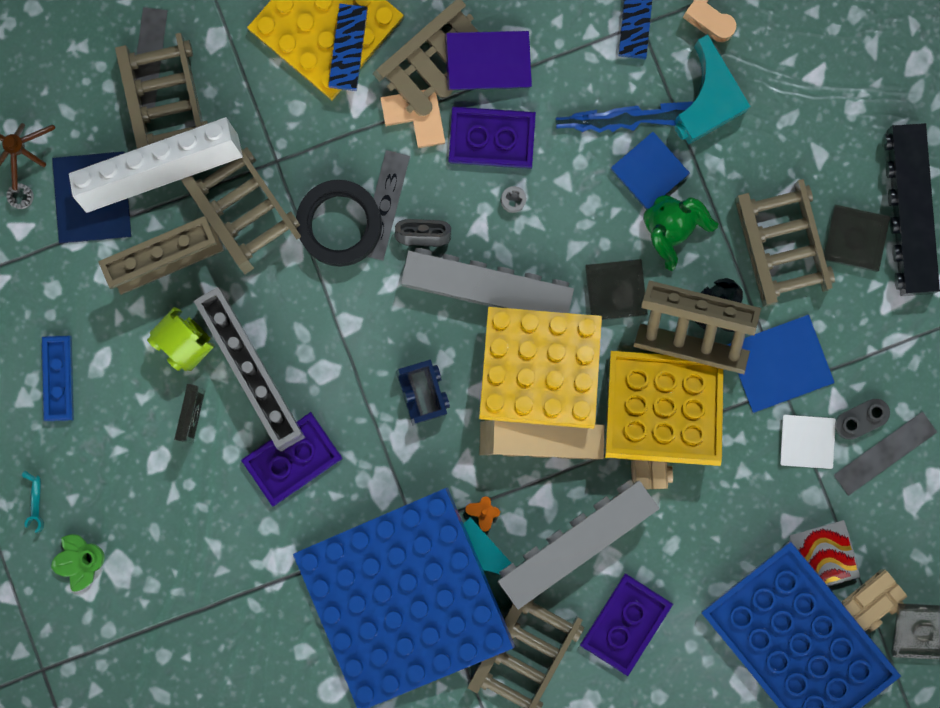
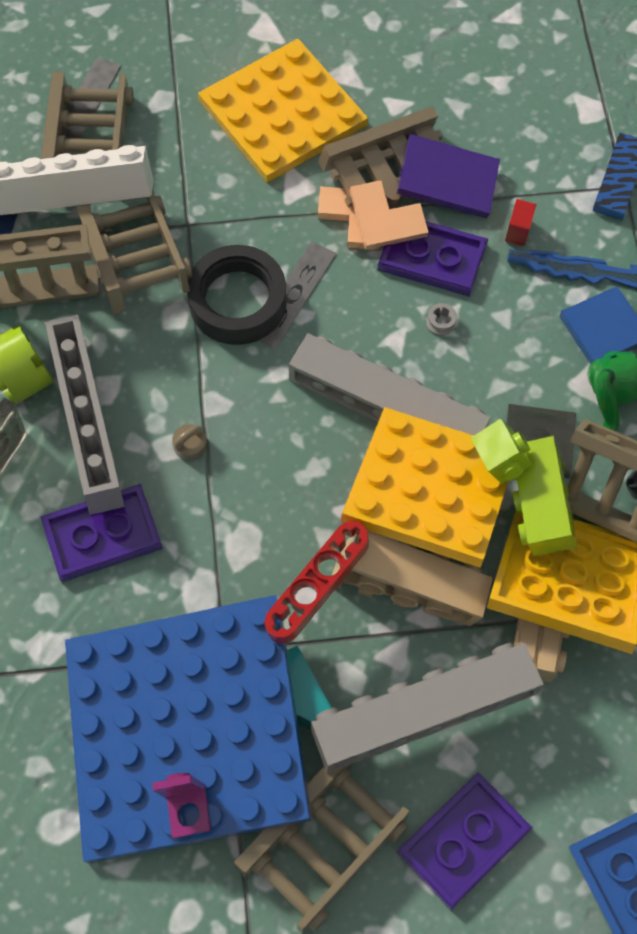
camera: 10 degrees right, 20 degrees down
(338, 364) = (189, 441): none -> dark tan tile
(348, 47) = (299, 128): tile -> none
(415, 653) = (183, 790): none -> magenta bracket
(422, 392) = (279, 491): dark blue window -> none
(423, 232) = (341, 329): dark grey plate -> none
(444, 127) = (385, 226): none -> light nougat tile
(478, 475) = (322, 584): none -> red beam
(484, 512) = (316, 651): orange piece -> none
(559, 90) = (520, 222): none -> red piece
(590, 334) = (502, 451): none -> lime brick
(629, 355) = (544, 501): none -> lime wedge

